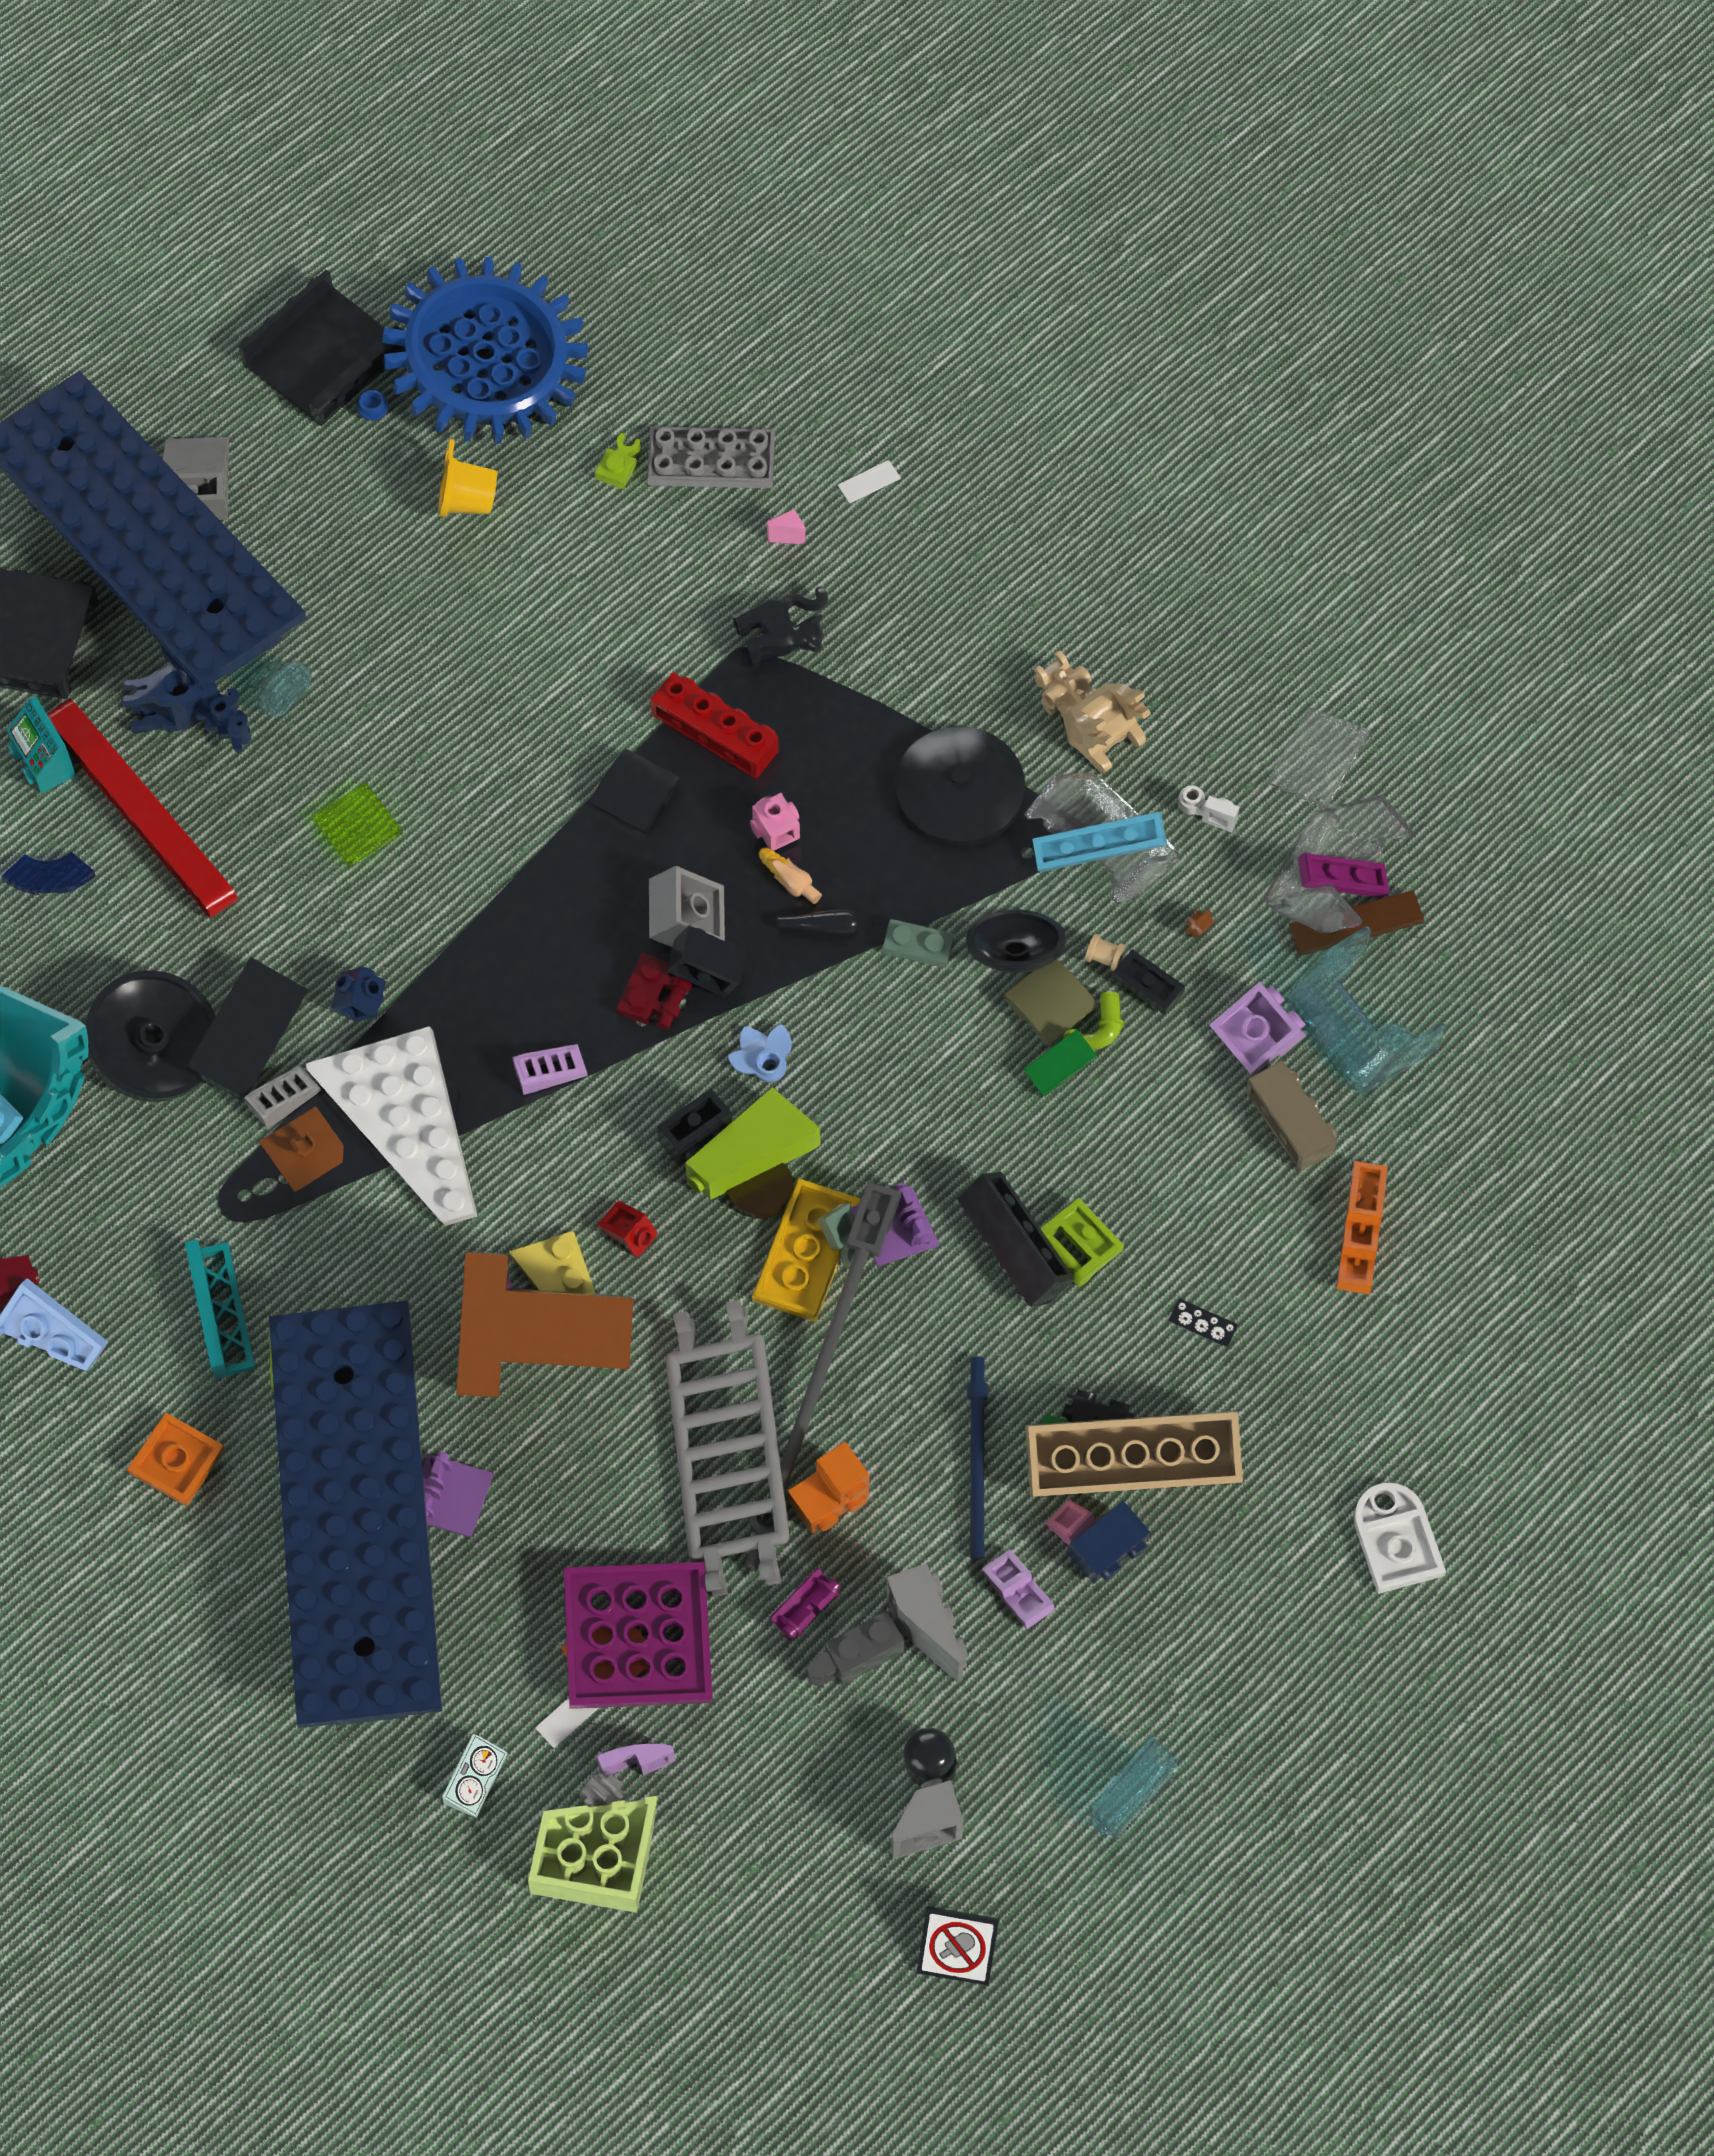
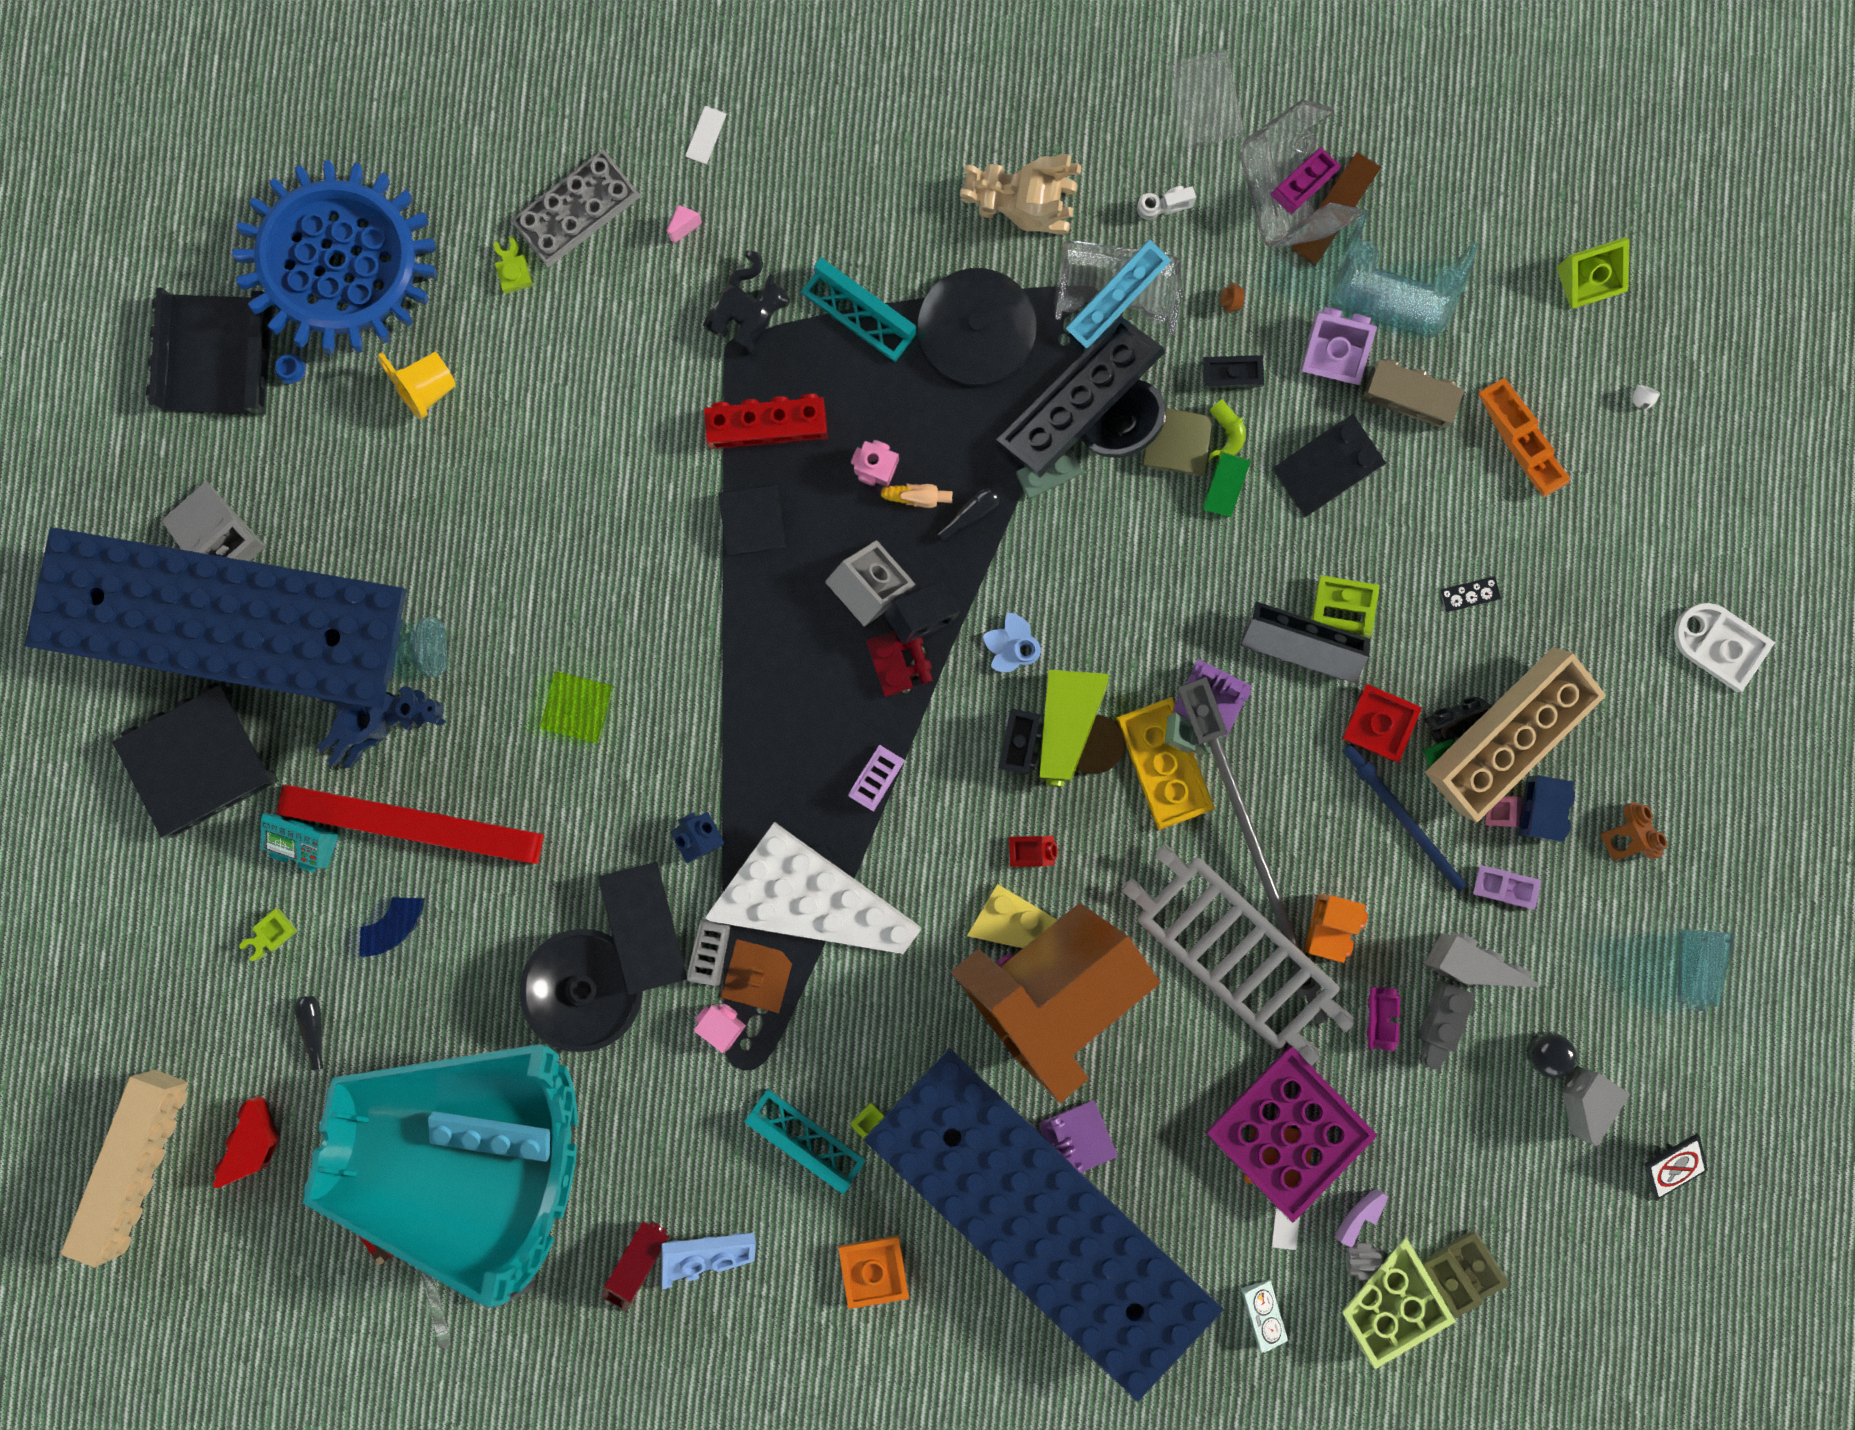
camera: 35 degrees left, 20 degrees up
(236, 1157) = (719, 1026): none -> bright pink brick
(685, 1889) = (1465, 1273): none -> olive slope
(881, 693) = (864, 300): none -> teal fence
(996, 899) = (1080, 396): none -> black plate
(1025, 1361) = (1381, 723): none -> red plate
(1105, 952) = (1185, 374): tan bush -> none
(1165, 1118) = (1329, 465): none -> black slope
(1179, 1635) = (1640, 830): none -> dark orange bracket
(1504, 1275) = (1645, 396): none -> white hinge
(1543, 1140) = (1595, 273): none -> lime slope

